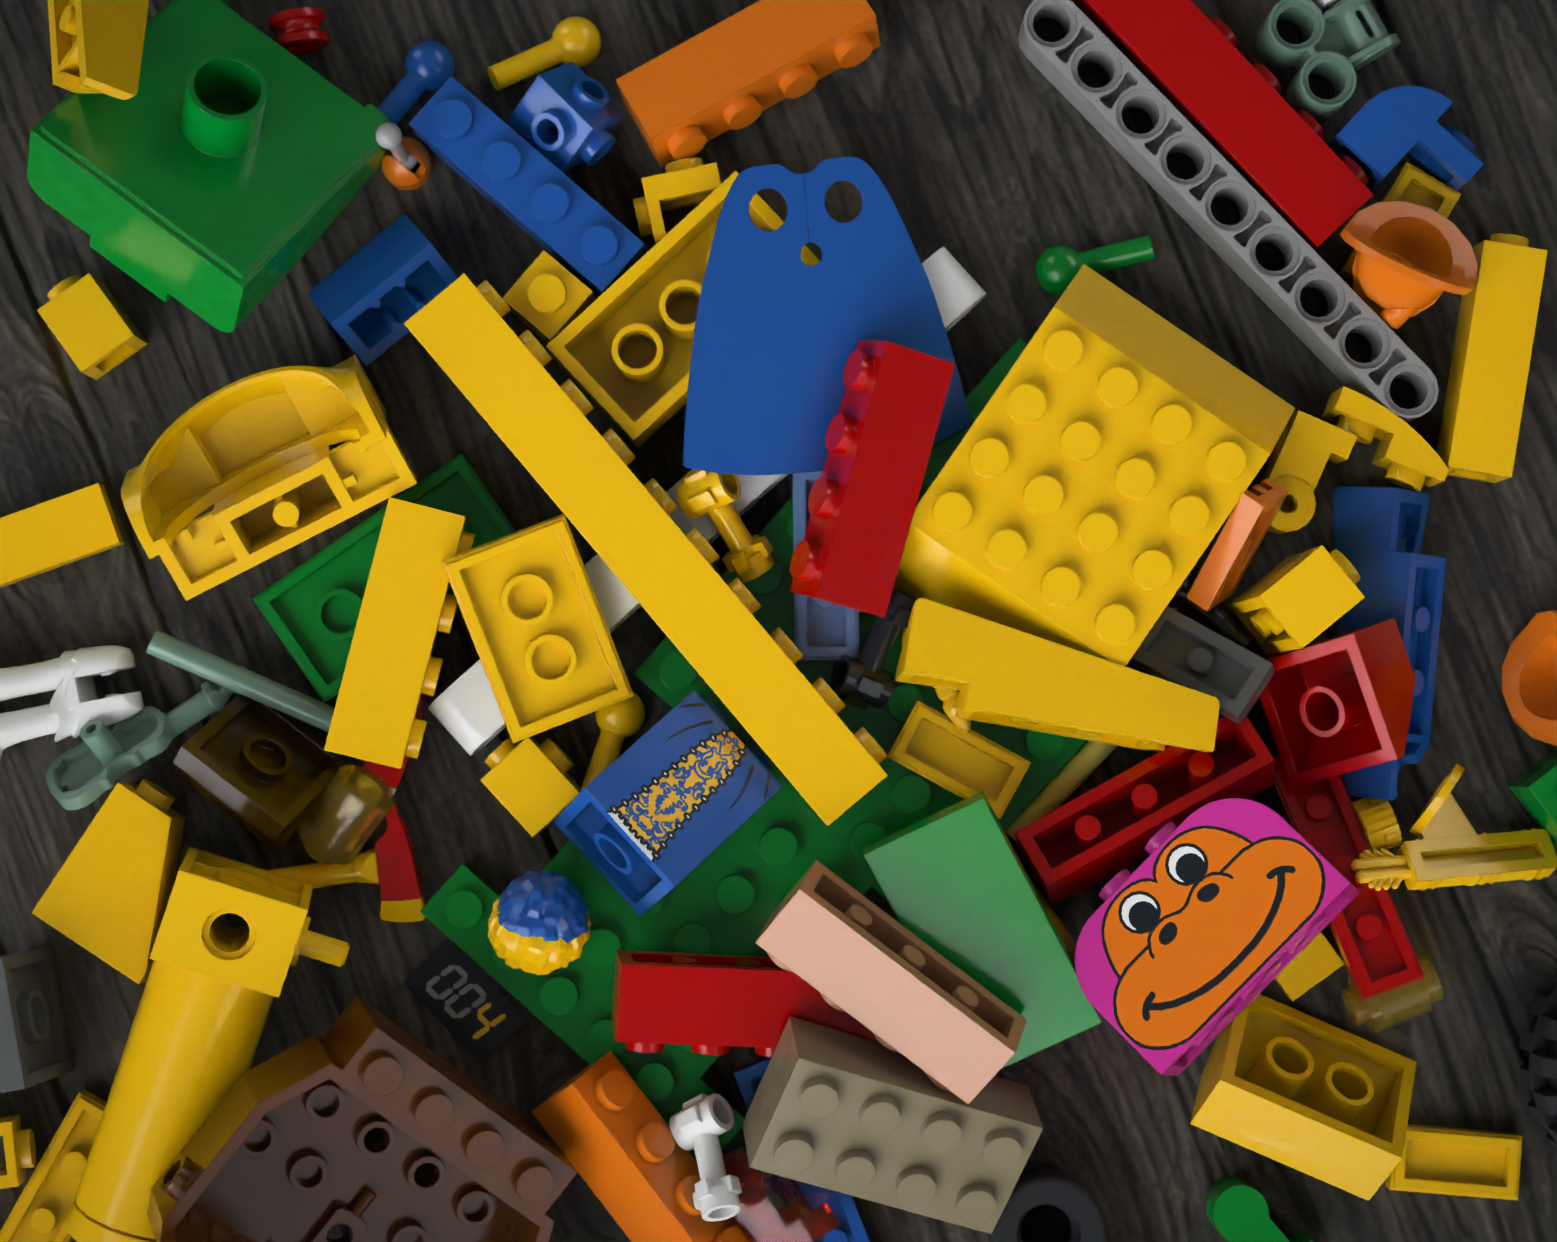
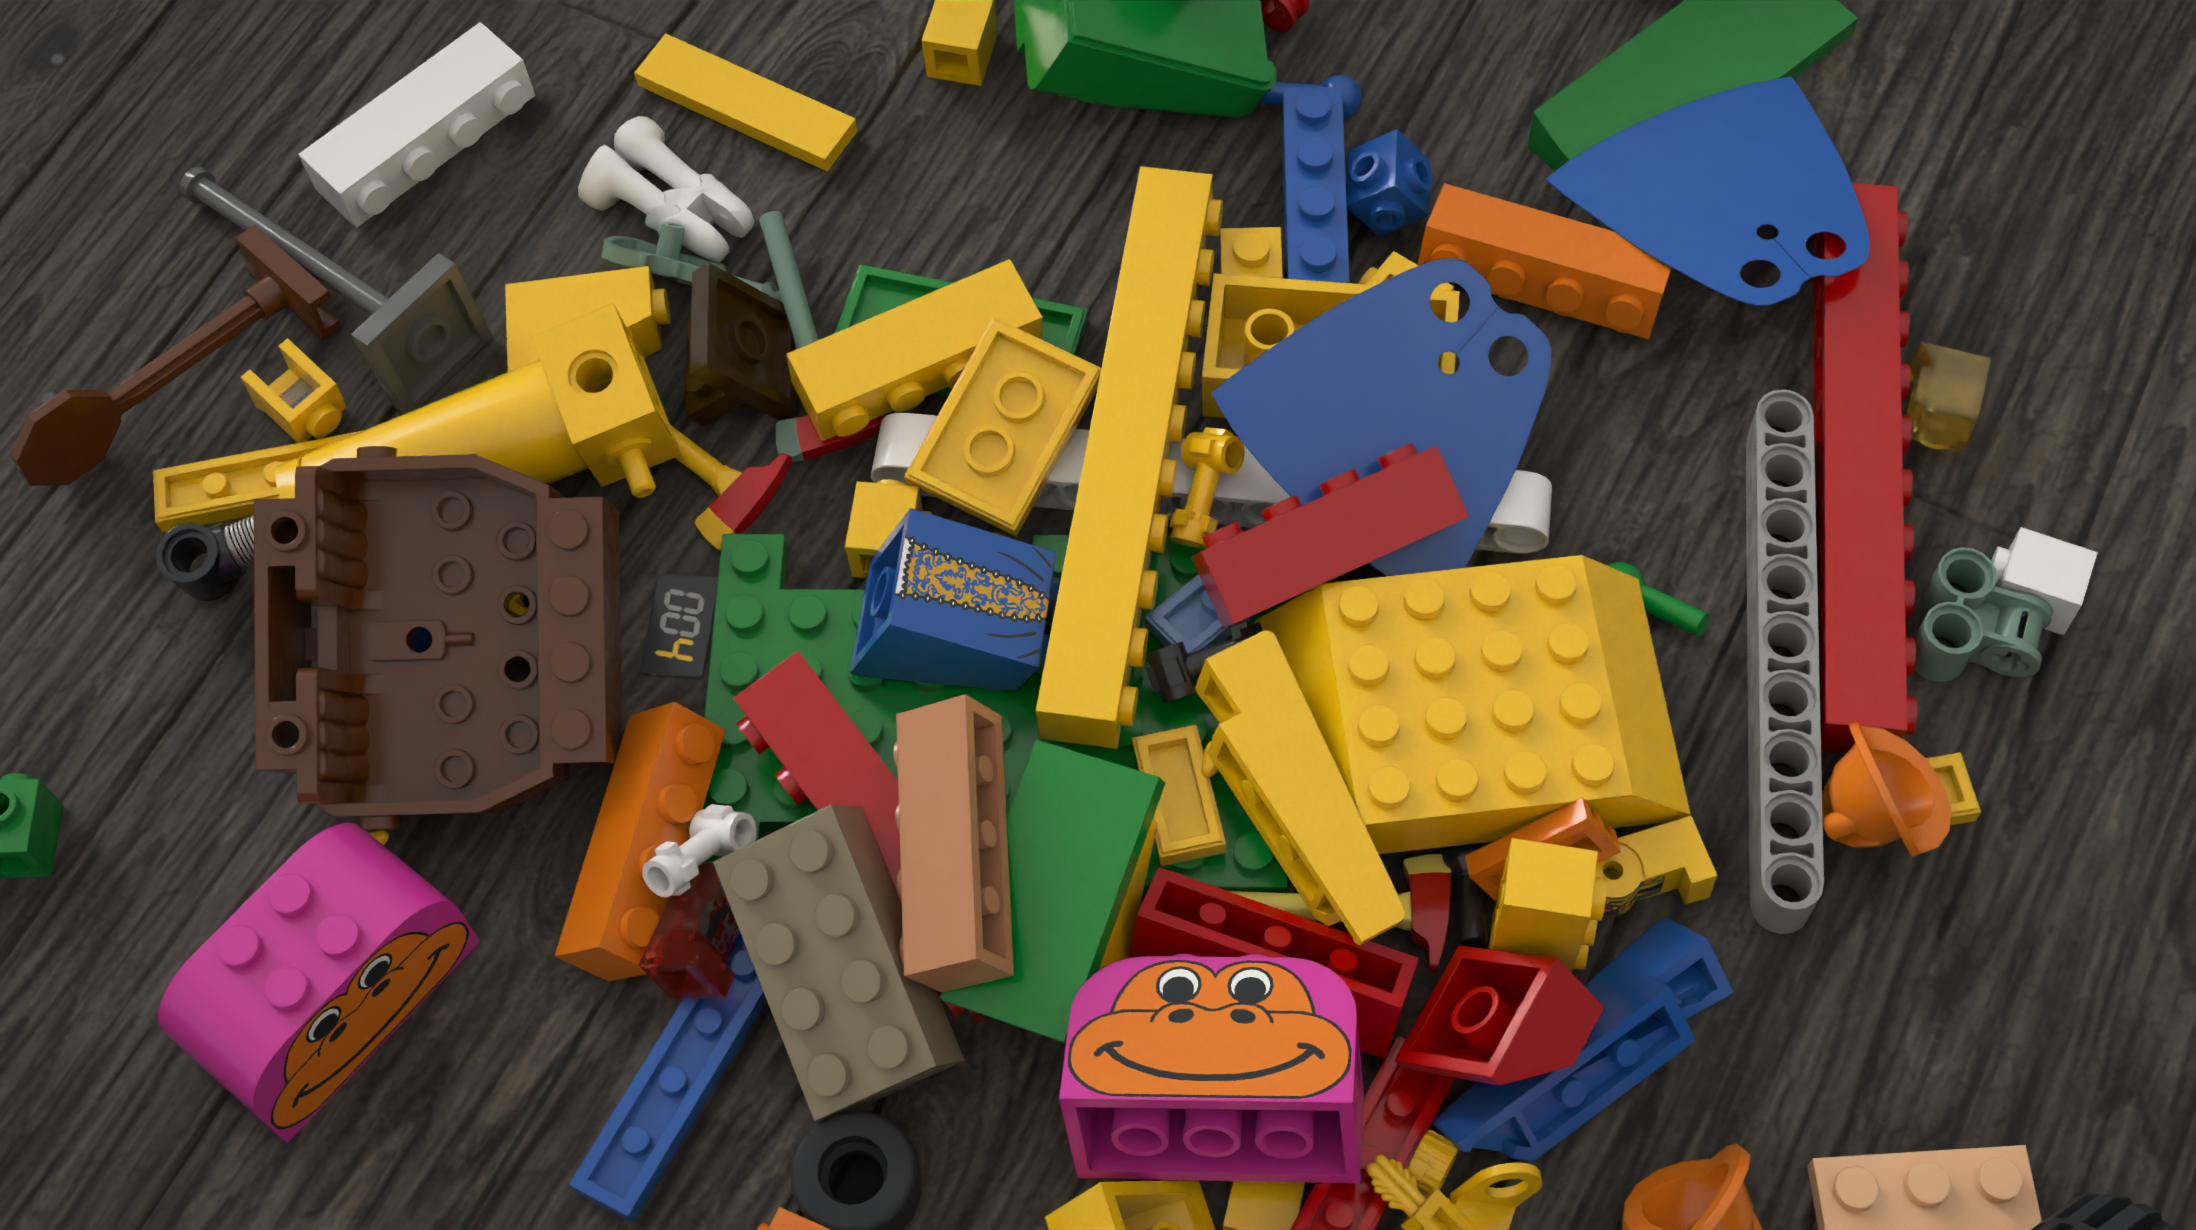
camera: 55 degrees right, 25 degrees down
(268, 469) = (952, 184): yellow piece -> none
(345, 815) = (751, 427): clear yellow brick -> none
(382, 288) = (1120, 165): blue brick -> none
(402, 156) = (1261, 117): orange hinge -> none
(539, 923) = (783, 593): blue piece -> none
(572, 40) = (1448, 161): yellow bar -> none
(1205, 662) = (1435, 917): dark grey plate -> none
(1401, 449) = (1741, 925): yellow slope -> none
(1404, 124) = (1982, 720): blue brick -> none
(1492, 360) = (1880, 938): yellow brick -> none

